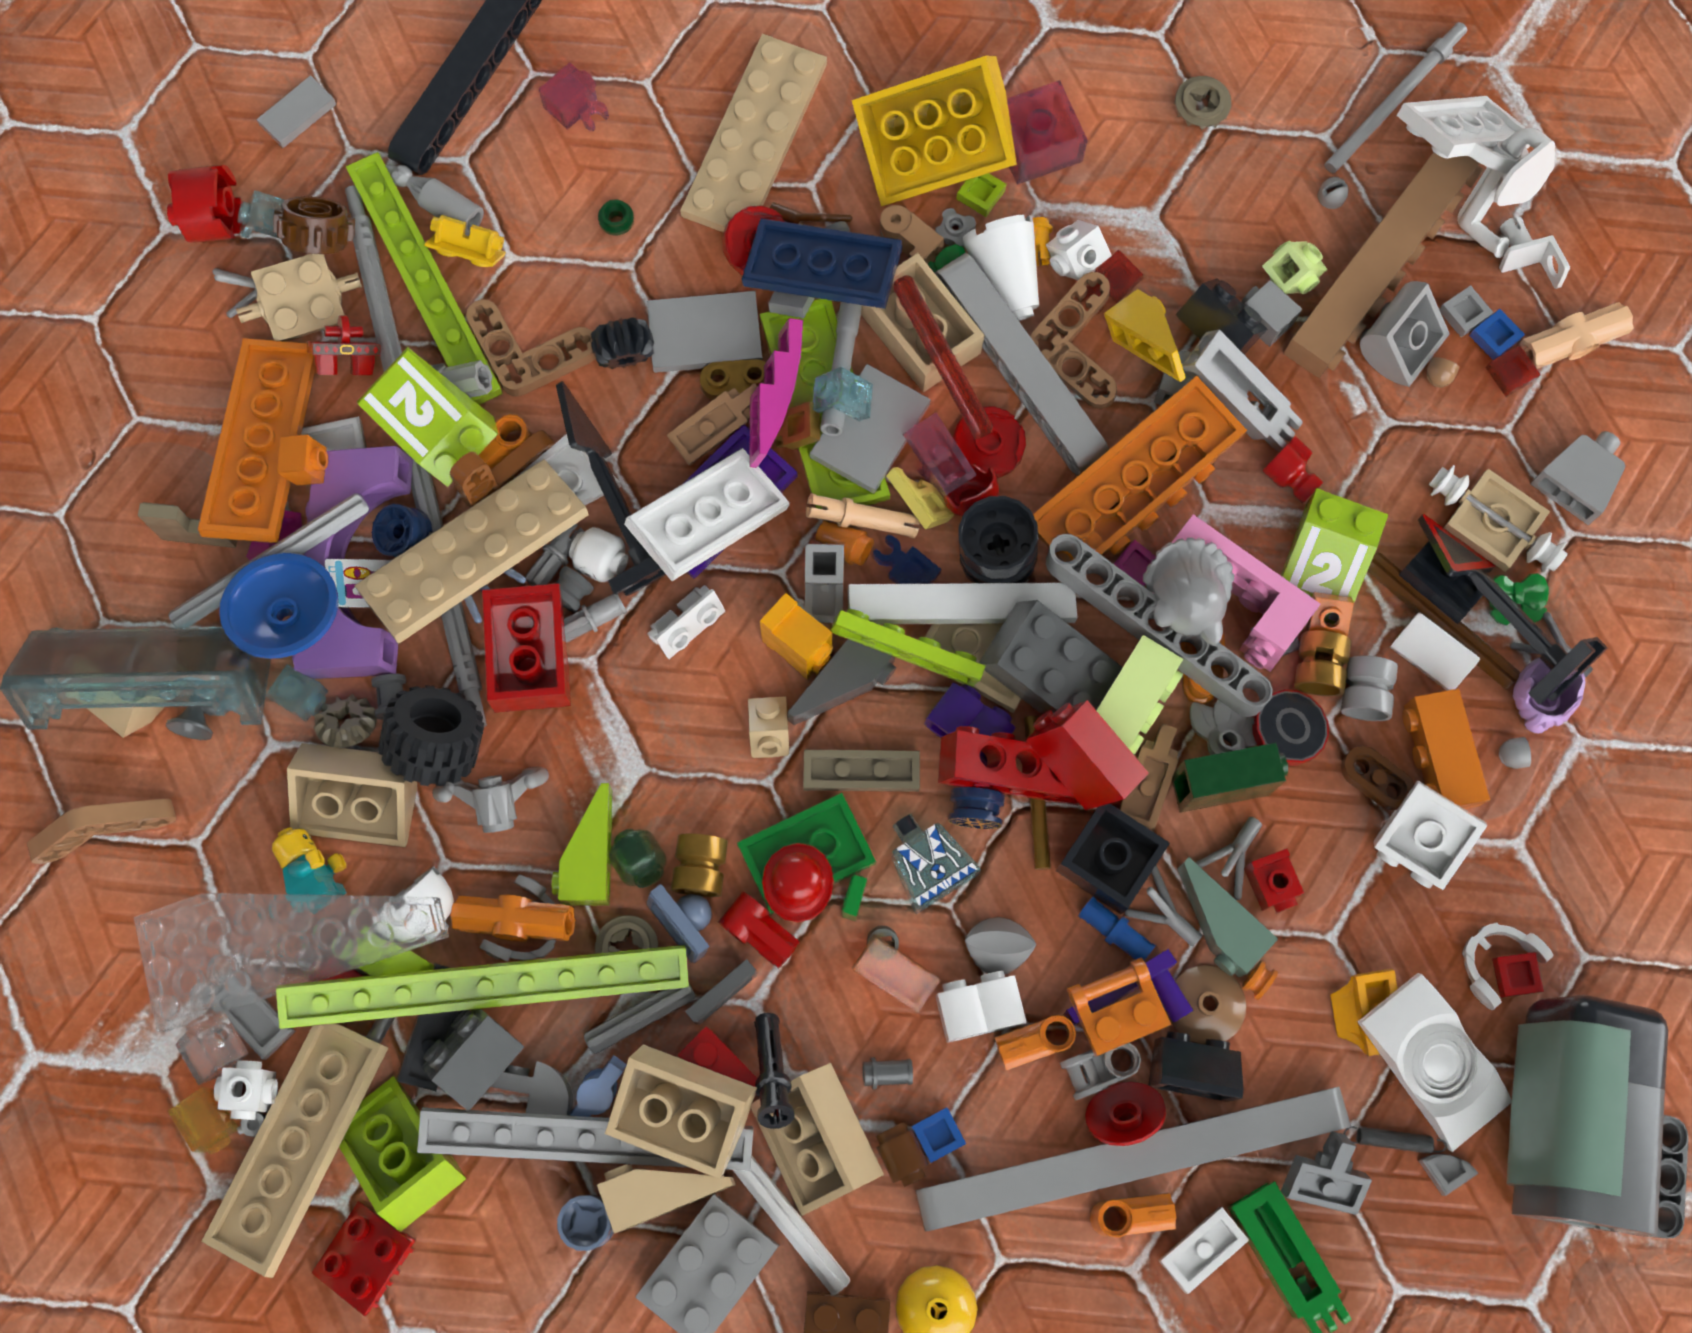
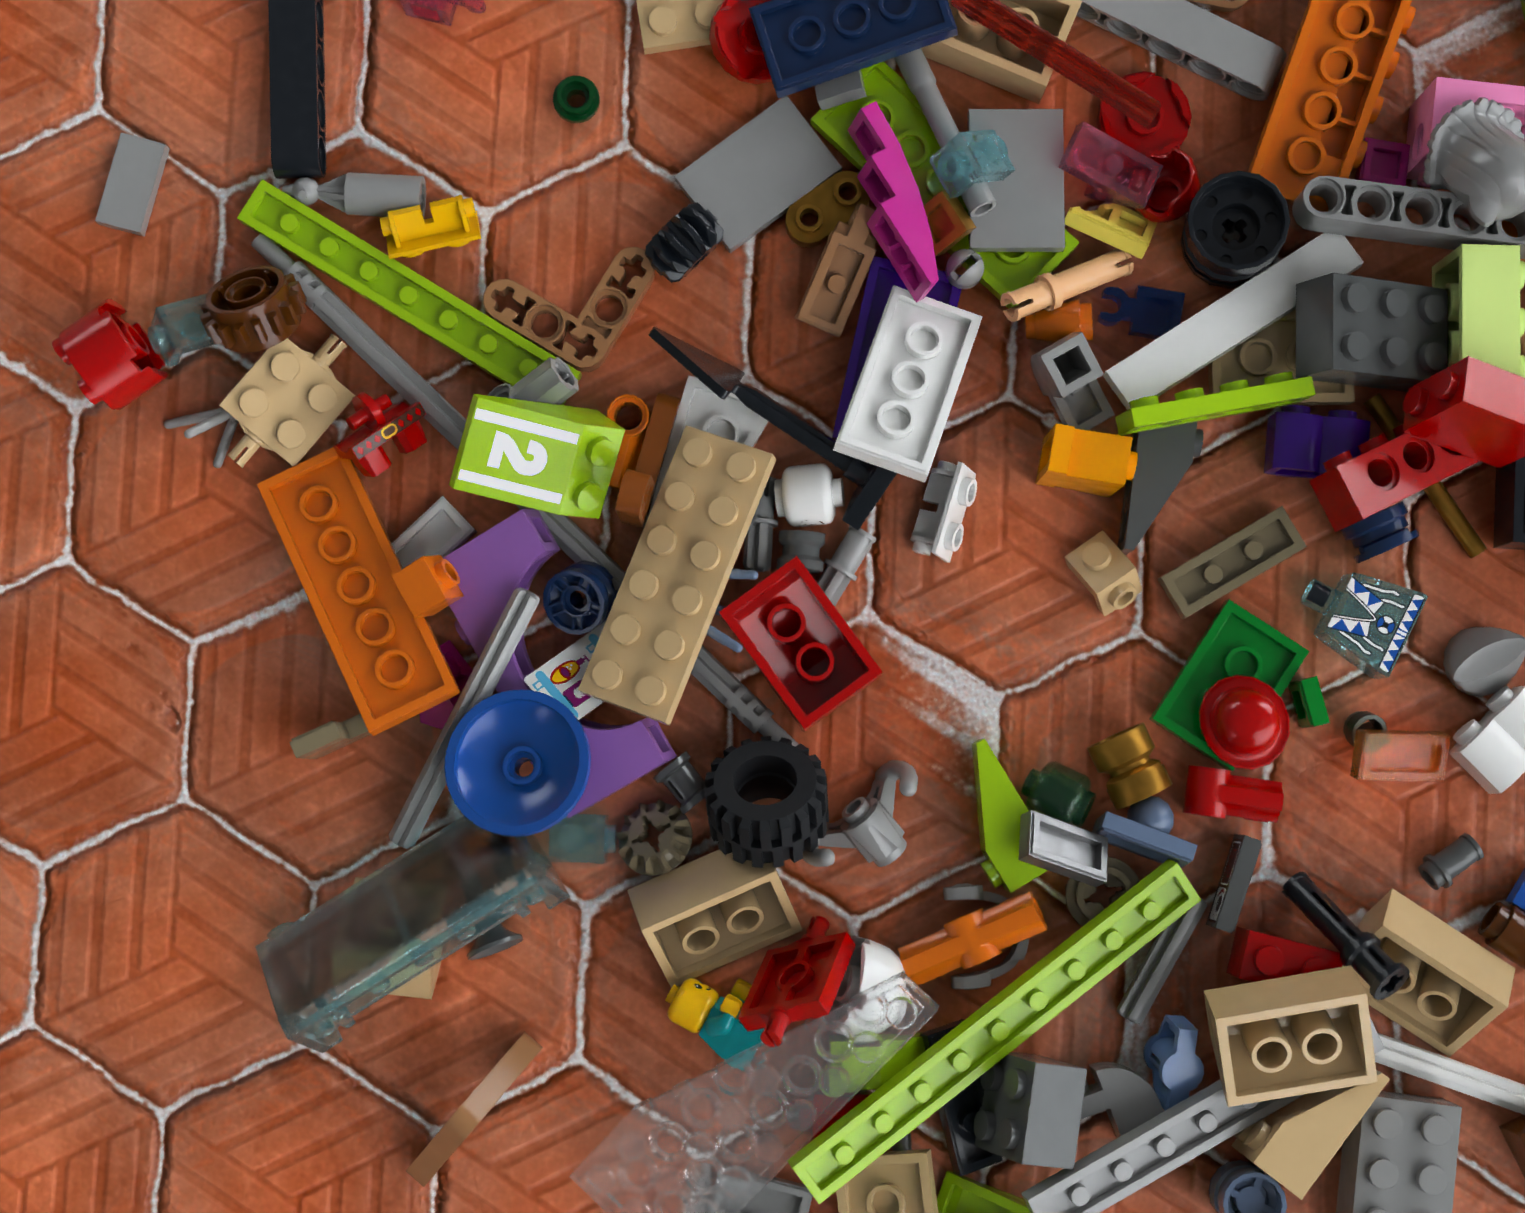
camera: 30 degrees left, 10 degrees up
(370, 869) = (797, 981): none -> red plate
(613, 890) = (1063, 848): none -> flat silver tile
(802, 471) = (971, 276): none -> light grey hinge

